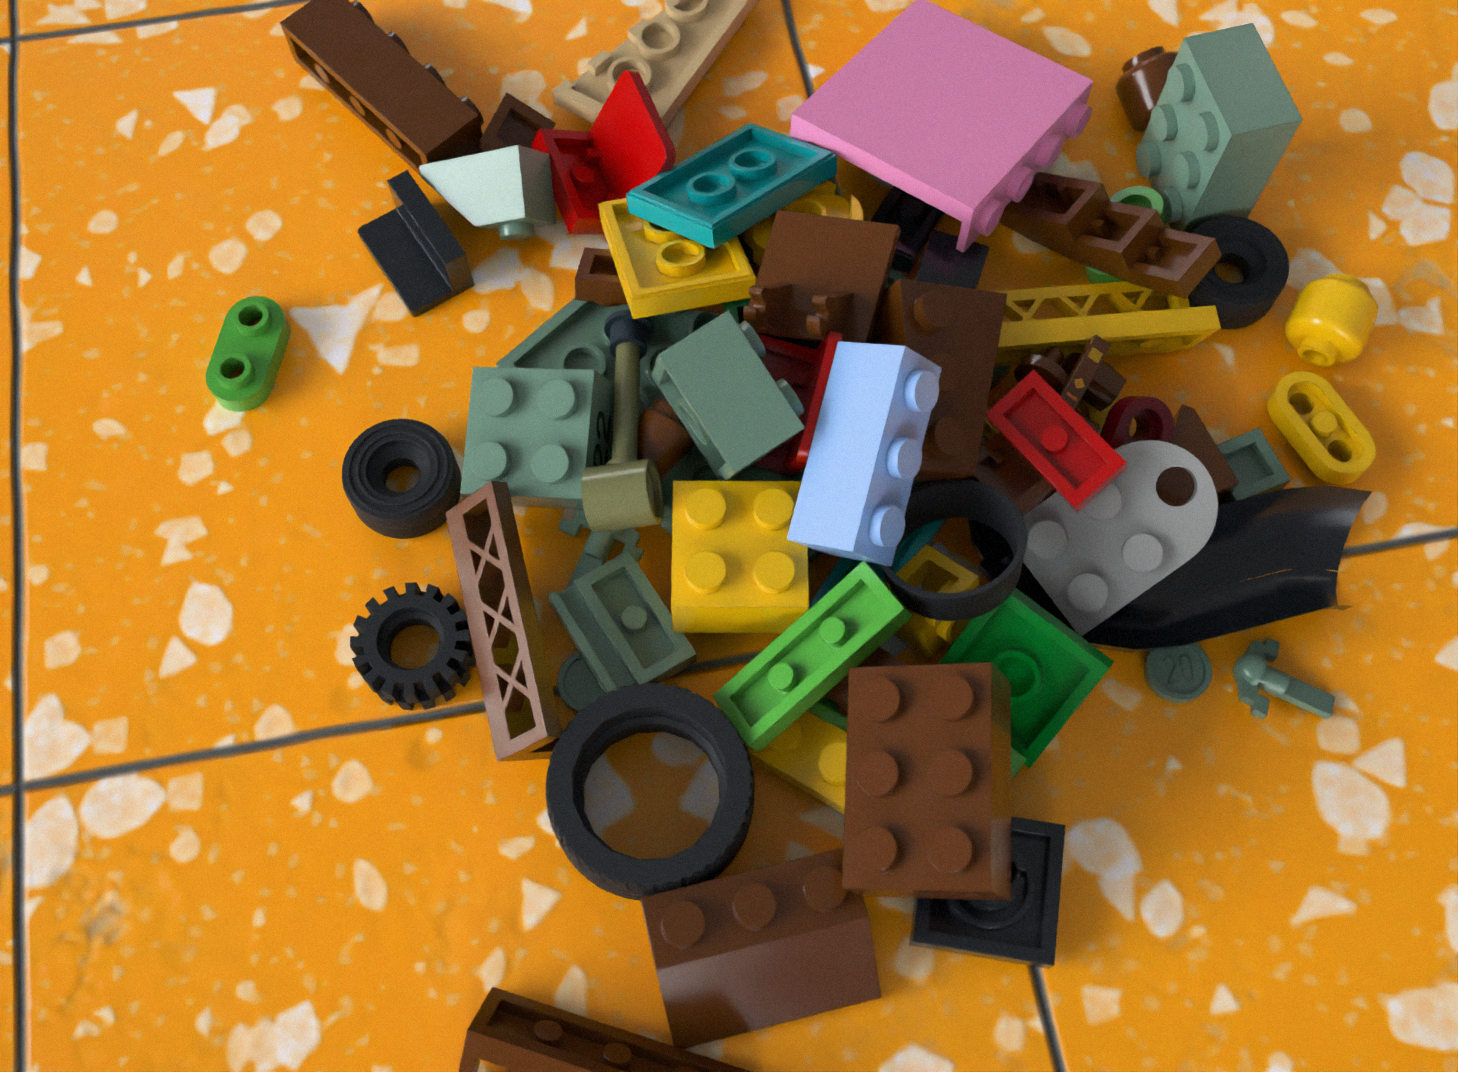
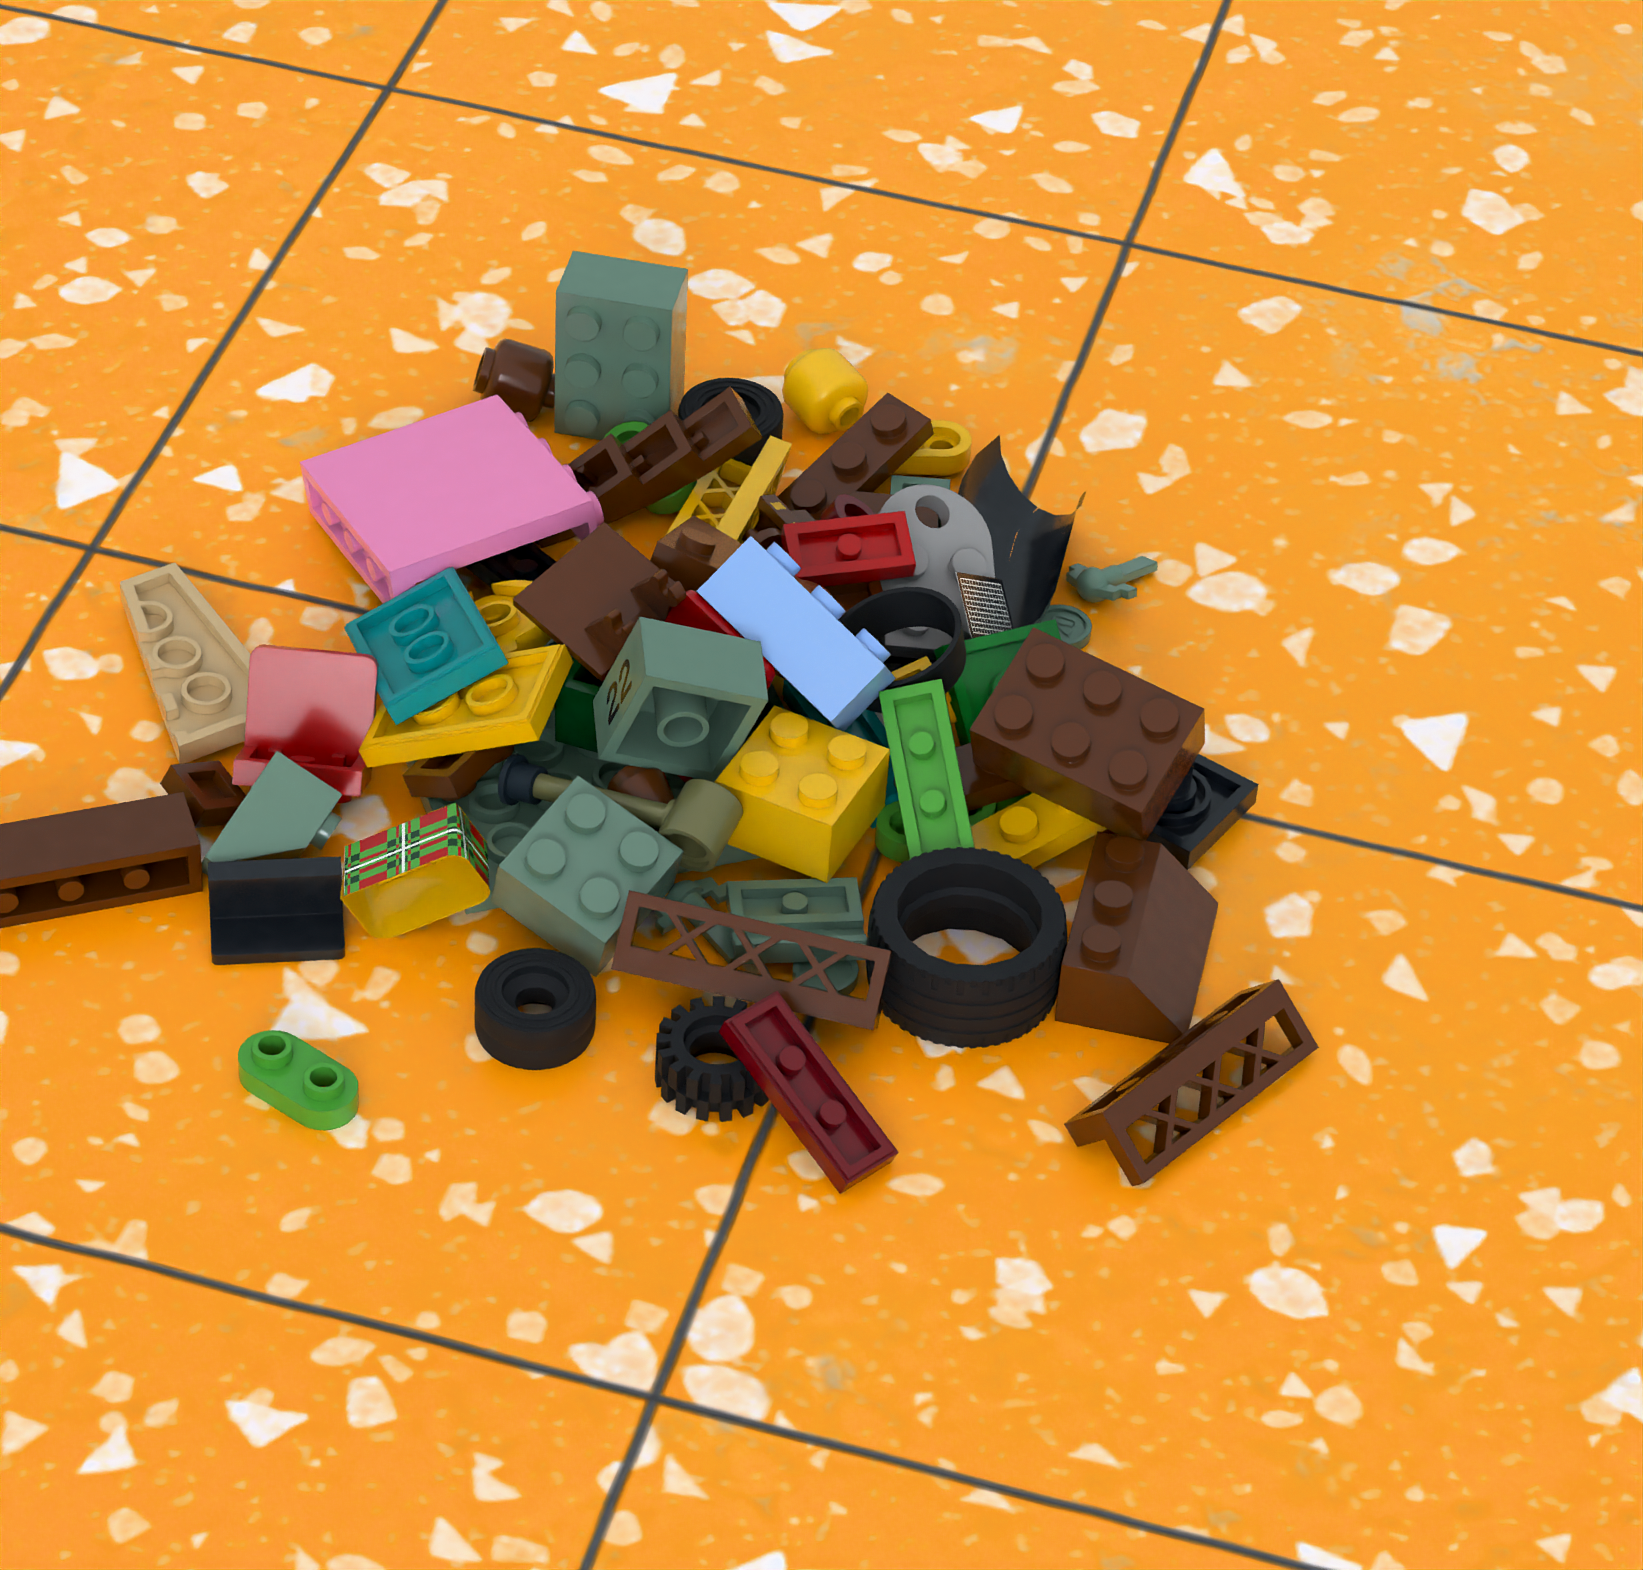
camera: 65 degrees left, 25 degrees down
(387, 744) = (808, 1092): none -> dark red tile
(486, 312) = (389, 880): none -> piece
(1099, 596) = (984, 604): none -> black sticker
(1246, 391) = (861, 456): none -> reddish brown plate

